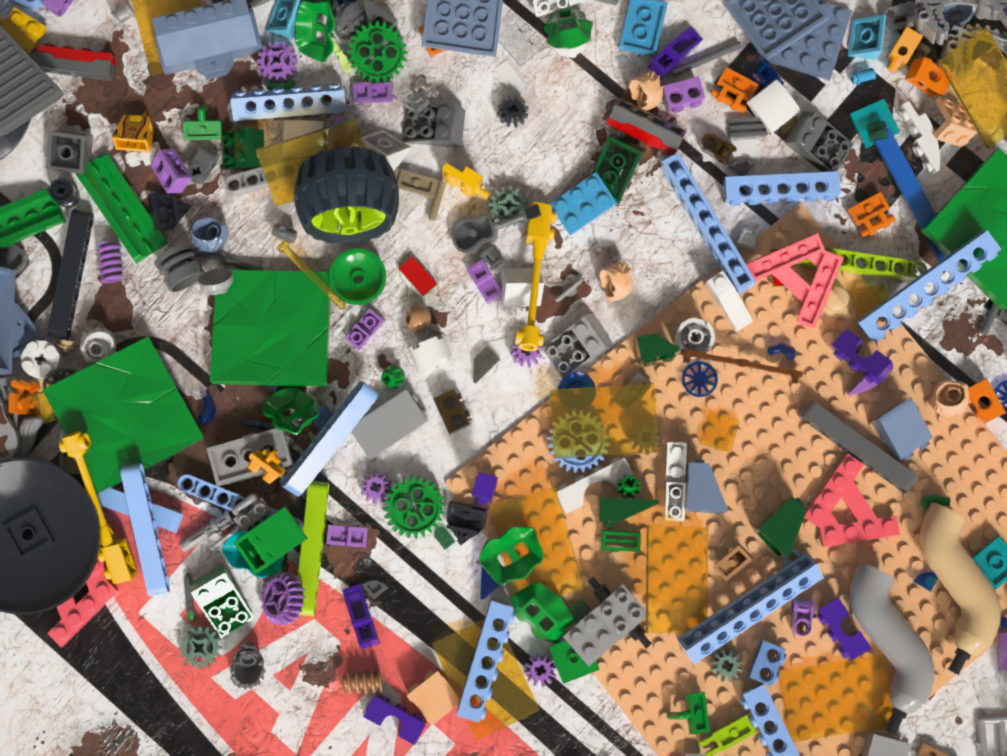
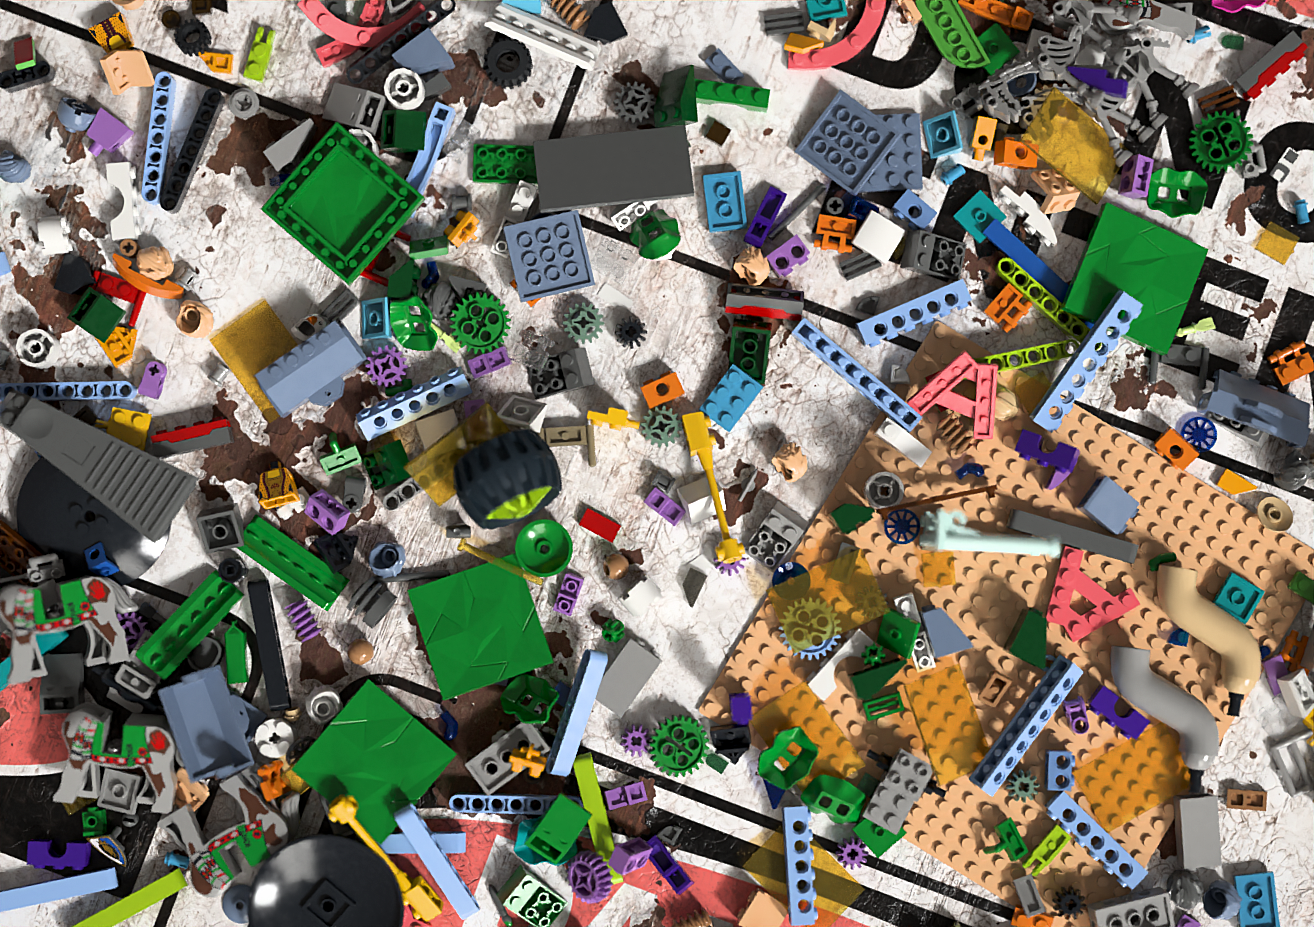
camera: 20 degrees left, 5 degrees up
(37, 271) = (236, 654): none -> green piece
(151, 309) = (360, 651): none -> medium nougat piece
(215, 527) = (499, 831): light grey pin -> none
(216, 281) = (412, 599): light grey piece -> none
(245, 521) = (526, 819): light grey piece -> none
(257, 424) = (501, 721): dark blue piece -> none
(328, 592) = (630, 856): none -> medium lavender brick
(448, 413) = (676, 646): dark brown brick -> none
(473, 233) = (636, 466): dark grey piece -> none
(479, 90) = (583, 315): none -> sand green gear
(531, 179) = (674, 389): none -> orange brick
(660, 475) = (898, 633): none -> green plate
(718, 149) = (840, 297): dark brown piece -> none
(744, 59) = (838, 202): none -> dark grey bush
(745, 149) = (850, 292): white sticker -> none
(751, 402) = (943, 534): none -> light aqua arch
(780, 311) = (955, 434): none -> medium nougat piece
(815, 85) = (911, 200): none -> medium blue brick
(877, 131) = (985, 226): clear green tile -> none
(908, 216) = (1038, 302): none -> lime beam
(950, 398) = (1142, 459): light nougat hair -> none

